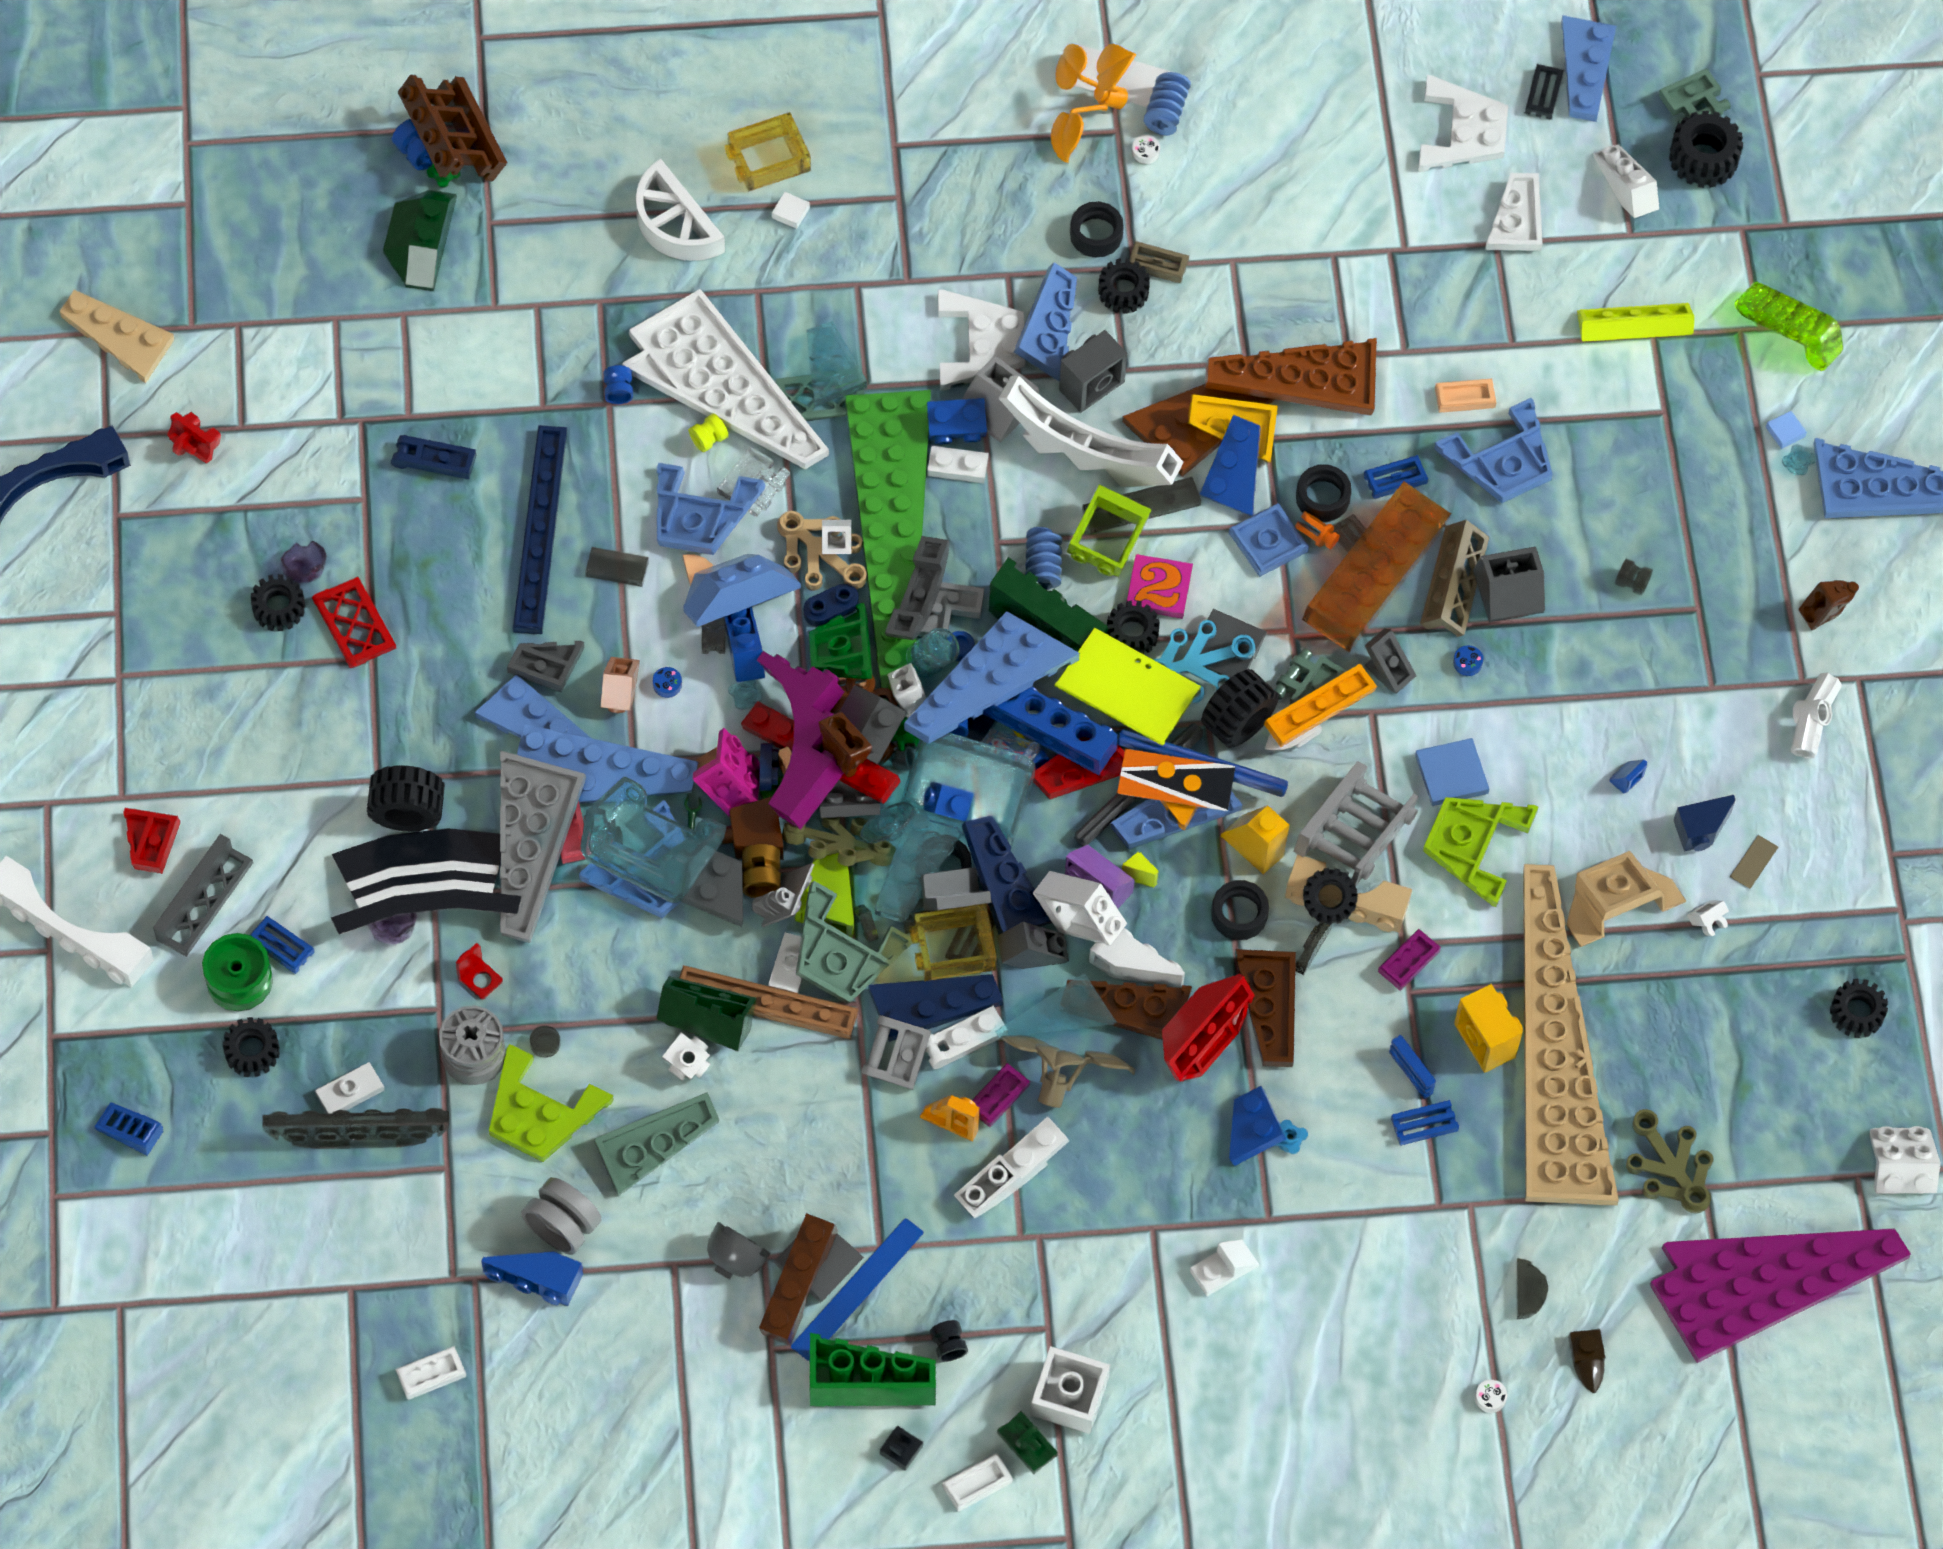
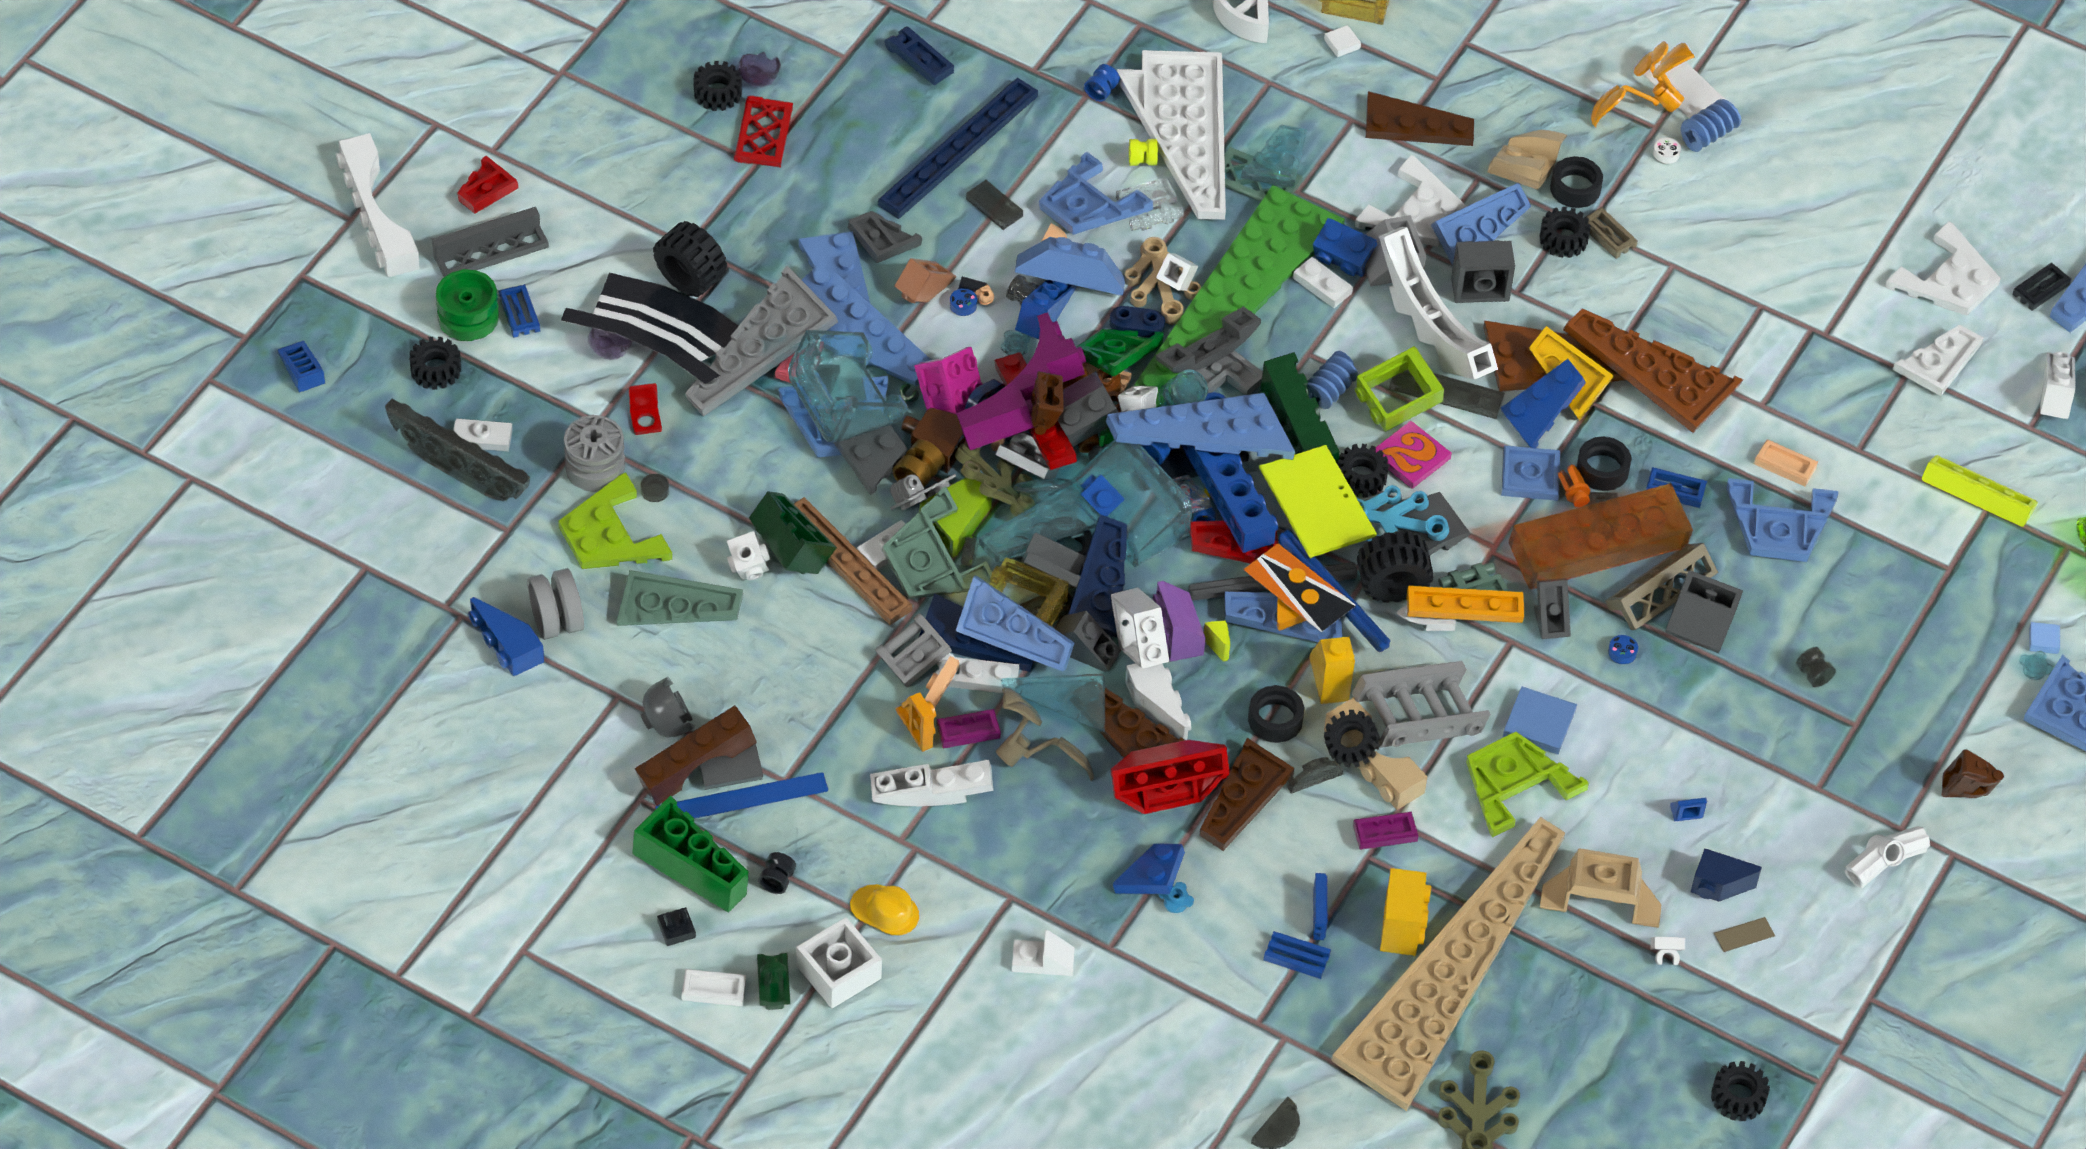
camera: 35 degrees right, 10 degrees down
(430, 1373) = (370, 656): white plate -> none
(670, 659) = (981, 289): none -> arm
(913, 255) = (1407, 121): none -> reddish brown wing
(948, 1069) = (938, 683): none -> light nougat plate
(969, 978) = (1007, 625): none -> medium blue wing
(1040, 233) = (1528, 157): none -> tan piece
(1059, 1311) = (885, 908): none -> yellow piece

